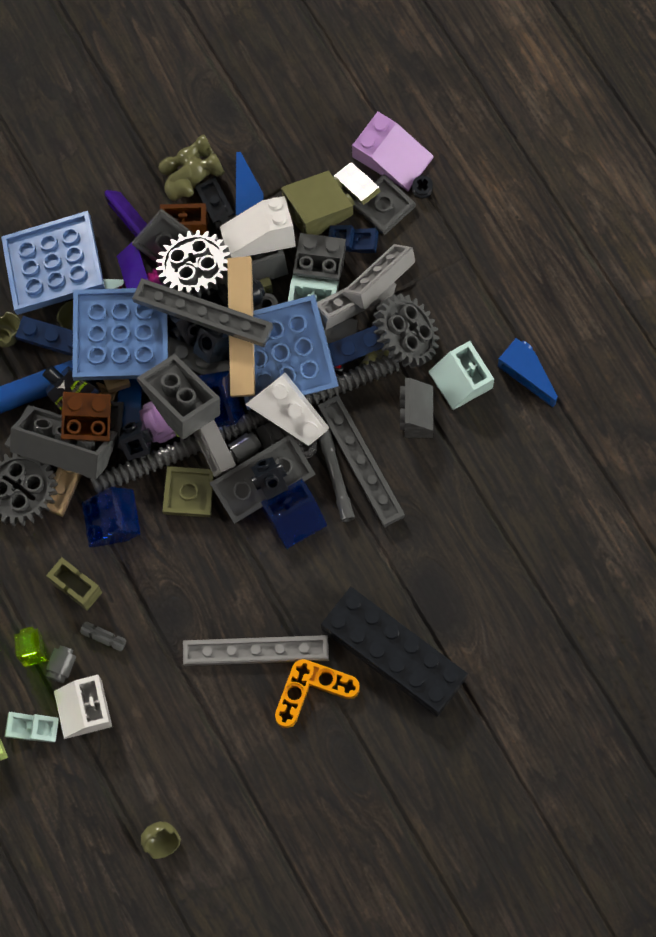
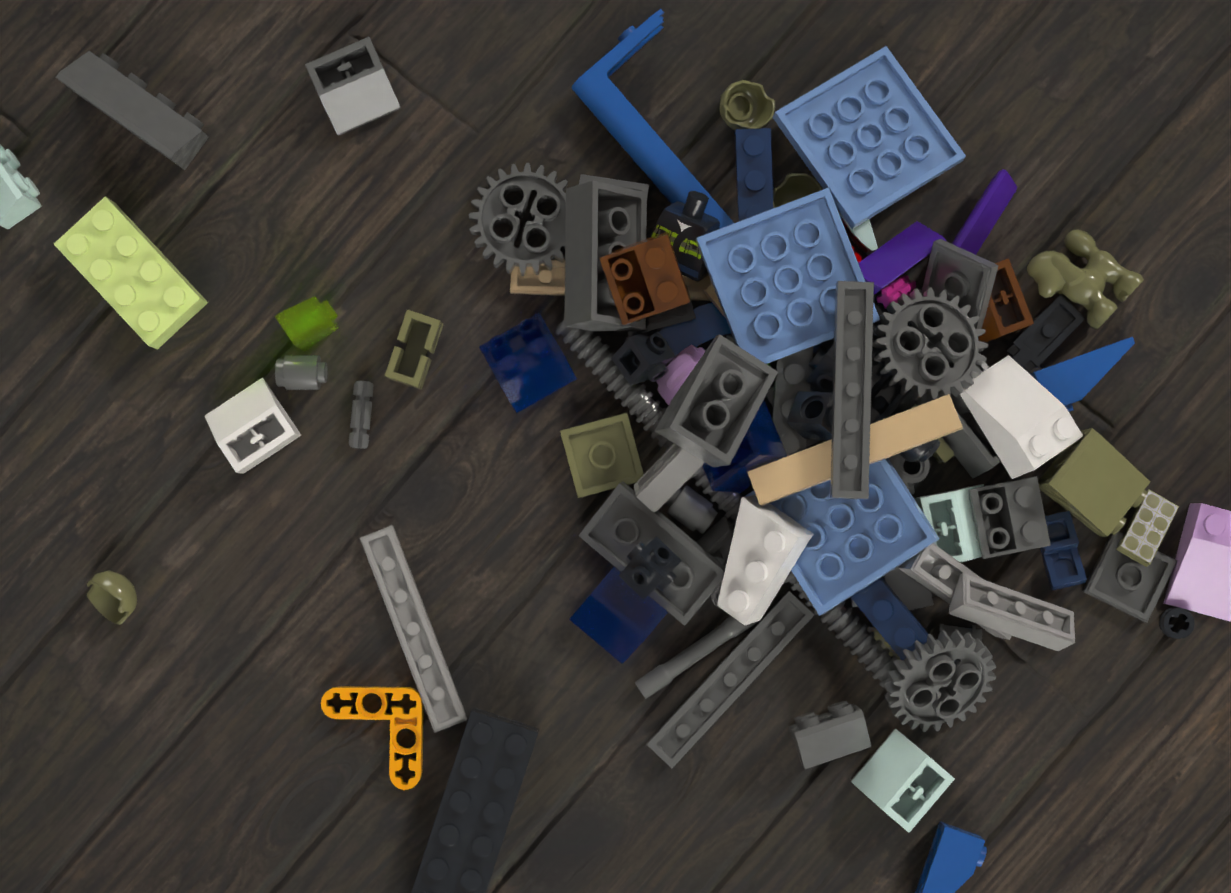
camera: 65 degrees right, 15 degrees up
(31, 727) = (205, 366): light aqua slope -> none

